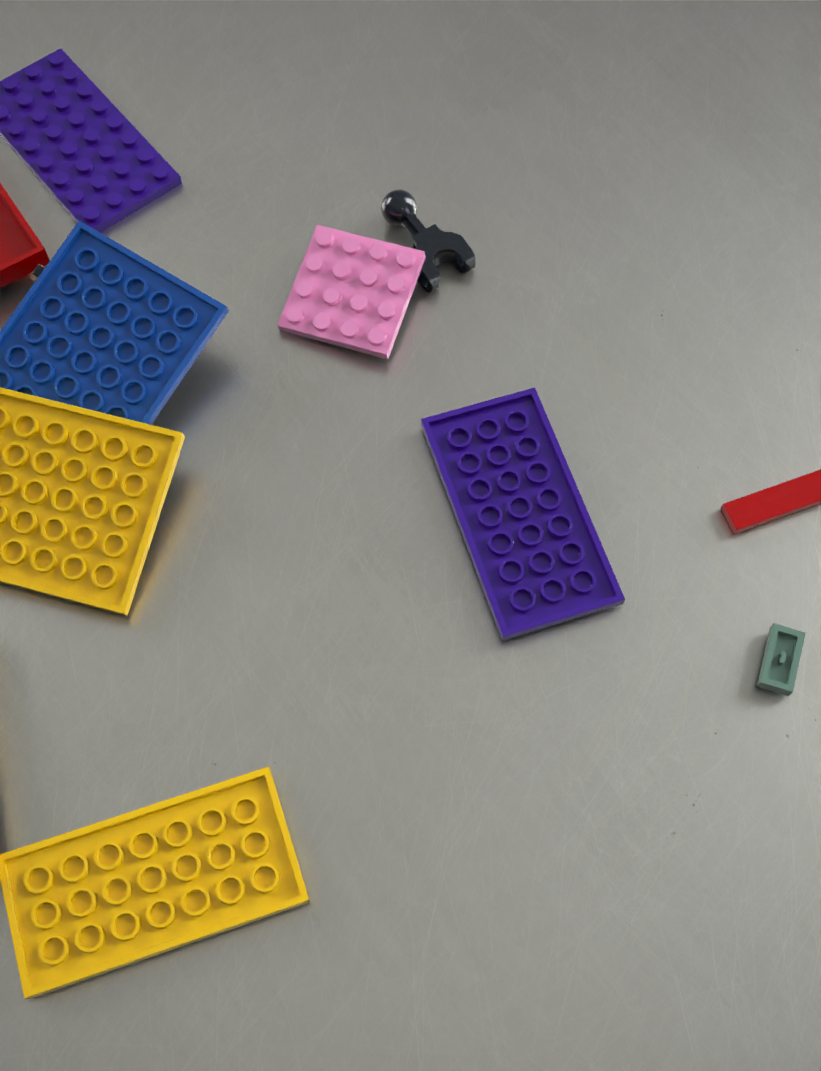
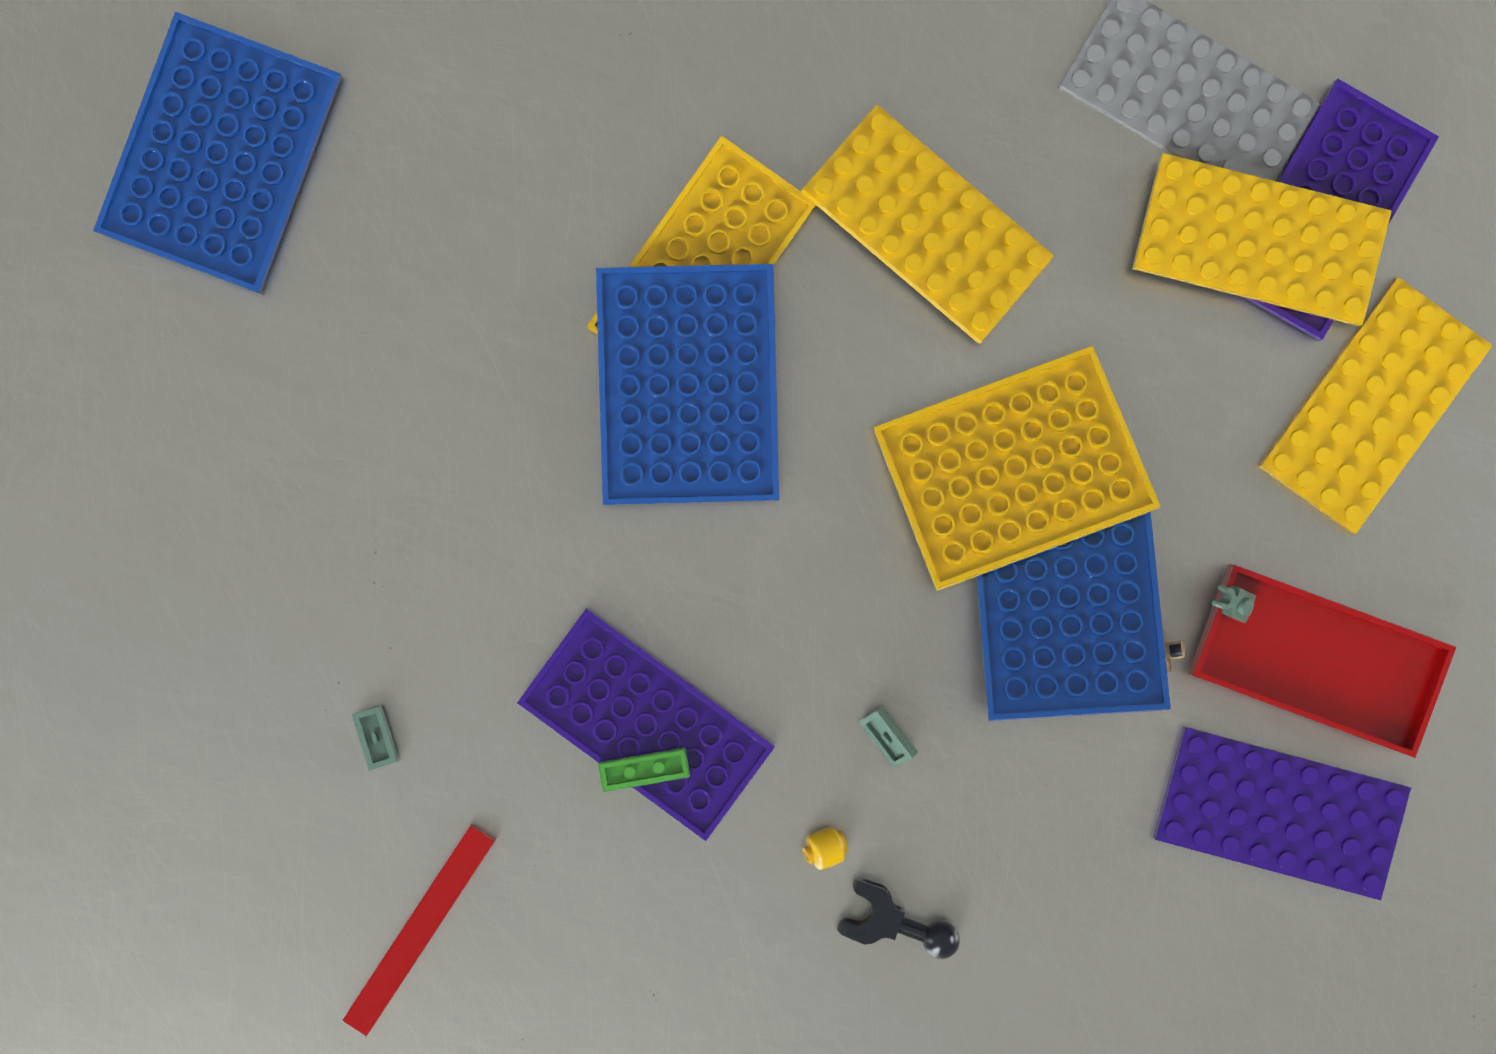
camera: 145 degrees right, 25 degrees up
(252, 774) = (687, 384): none -> blue plate
(321, 368) = (888, 736): none -> sand green plate
(352, 291) = (917, 826): bright pink plate -> none
(438, 322) = (825, 848): none -> yellow head
(547, 470) = (644, 769): none -> bright green tile

